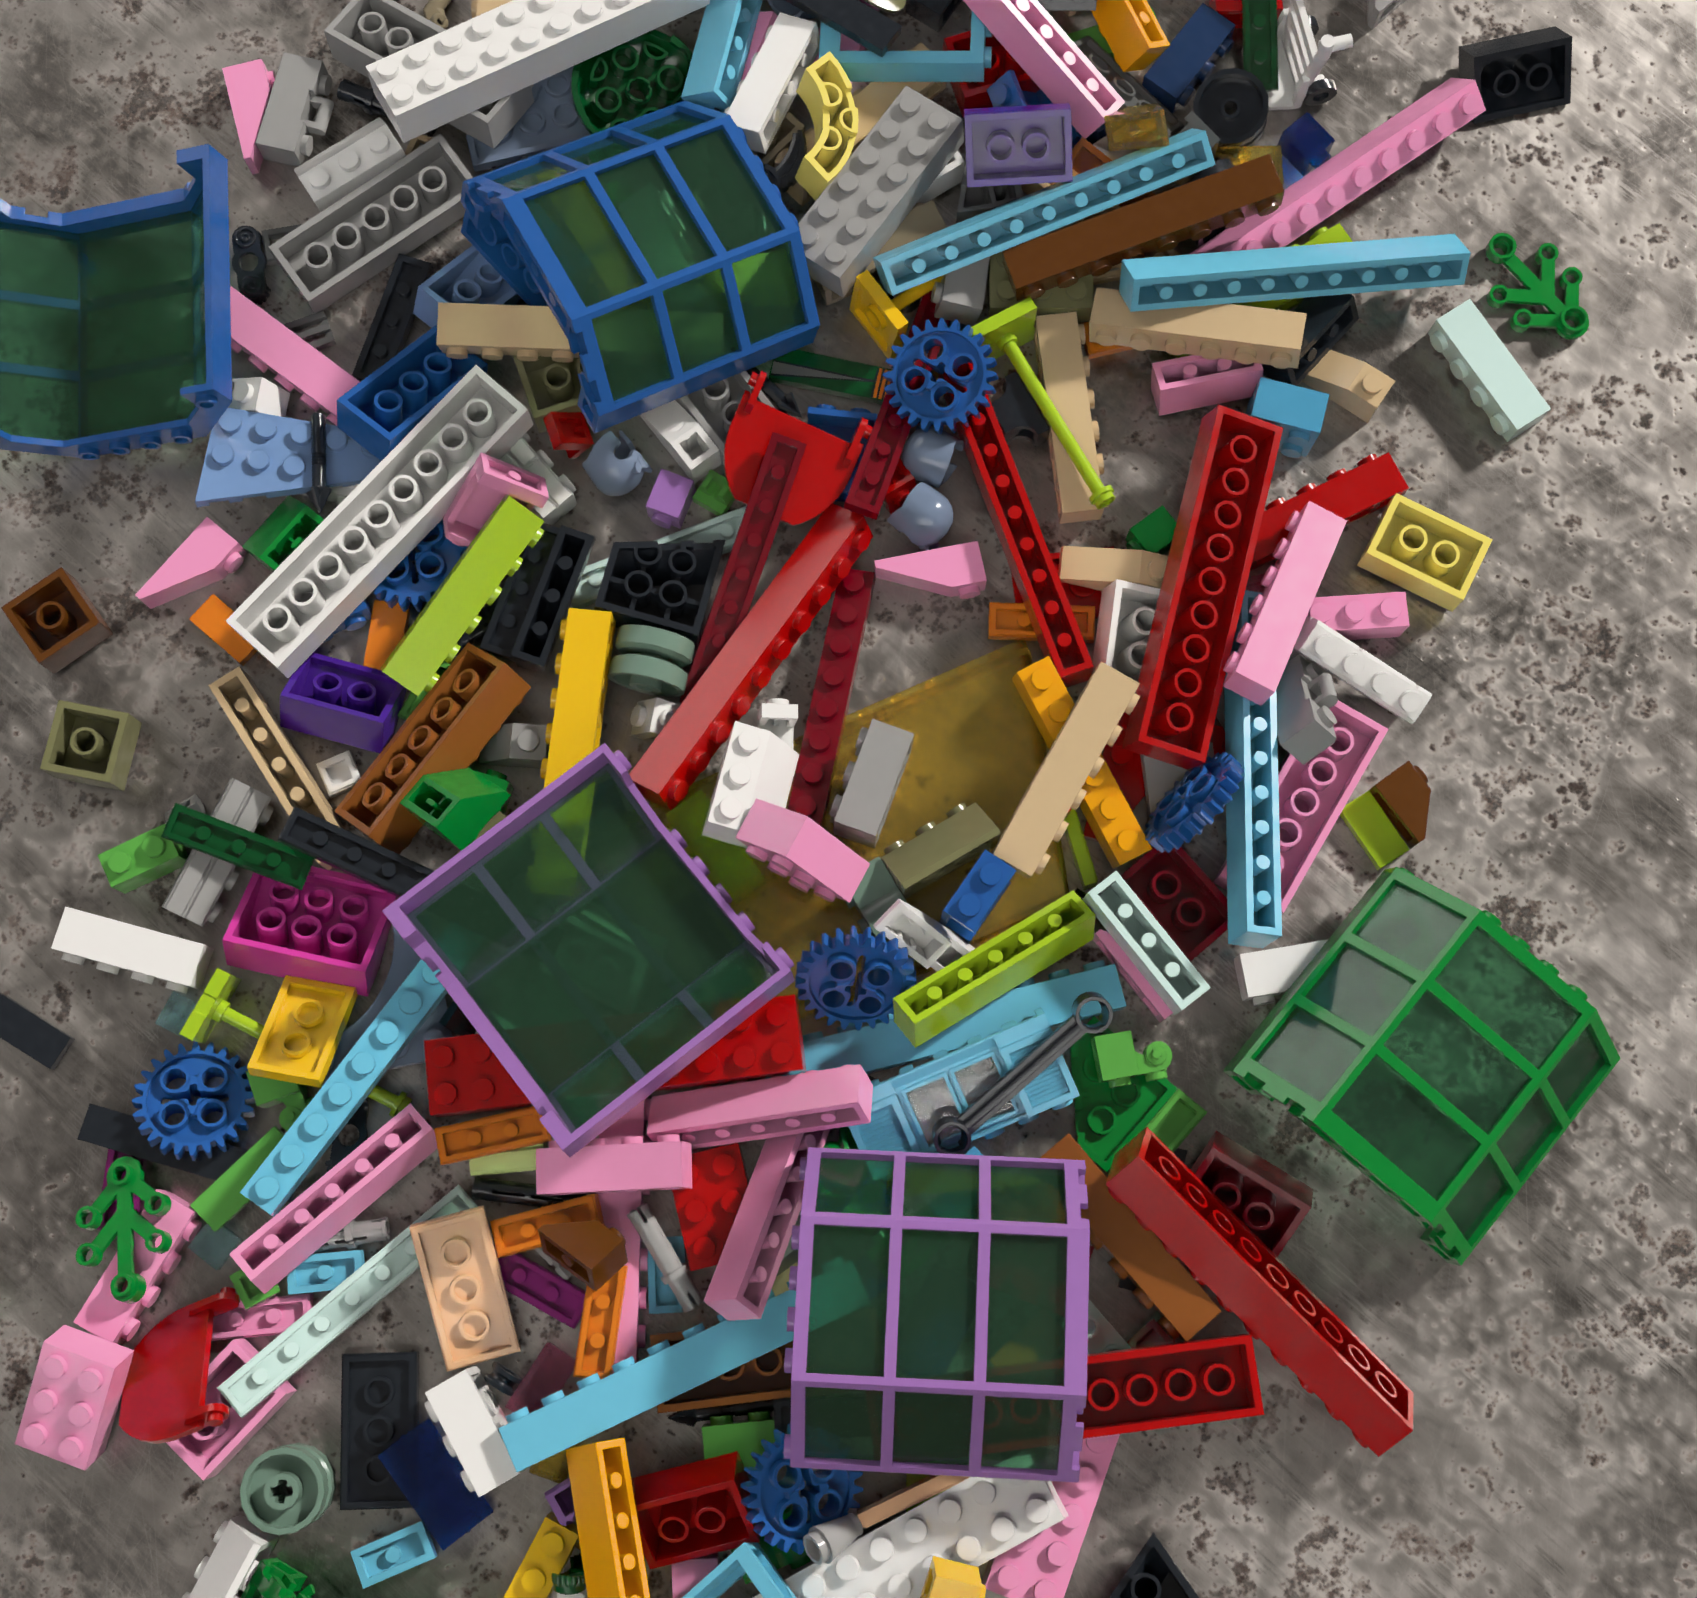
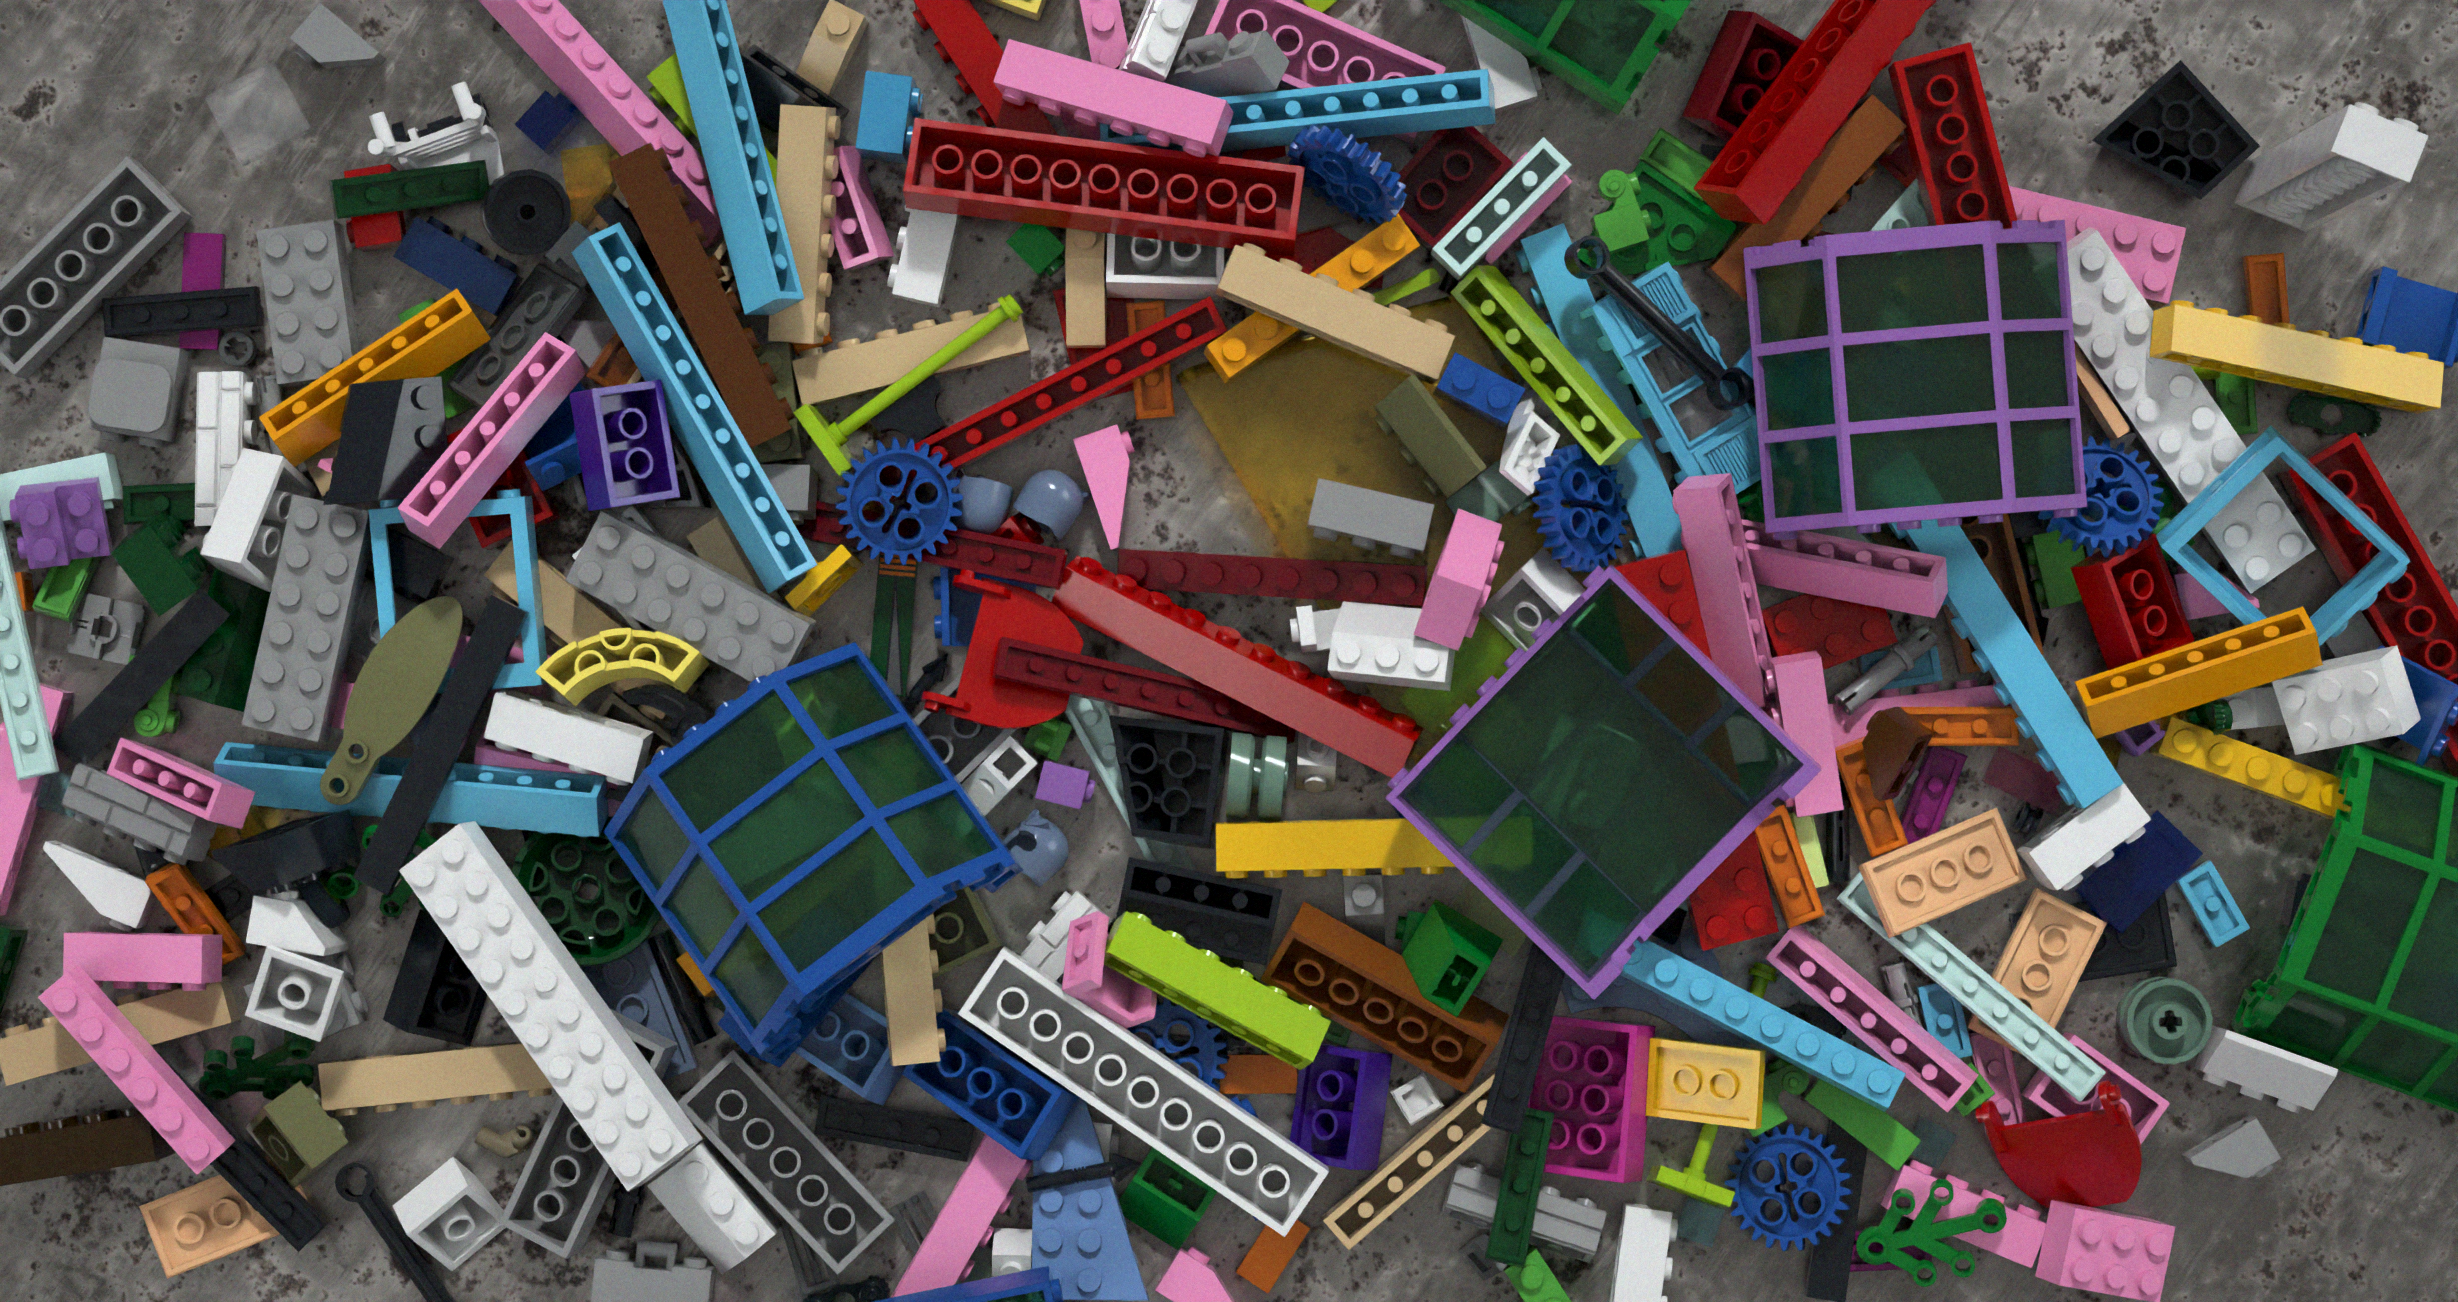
camera: 90 degrees left, 10 degrees up
(150, 1543) = (2236, 1150): none -> light grey slope
(367, 1378) = (2044, 958): none -> light nougat tile
(568, 432) = (1005, 908): red bracket -> none
(780, 921) = (1531, 596): none -> white slope
(831, 1538) = (2144, 460): light grey cone -> none
(1136, 128) = (582, 314): clear yellow slope -> none
(1155, 439) = (924, 257): none -> white brick

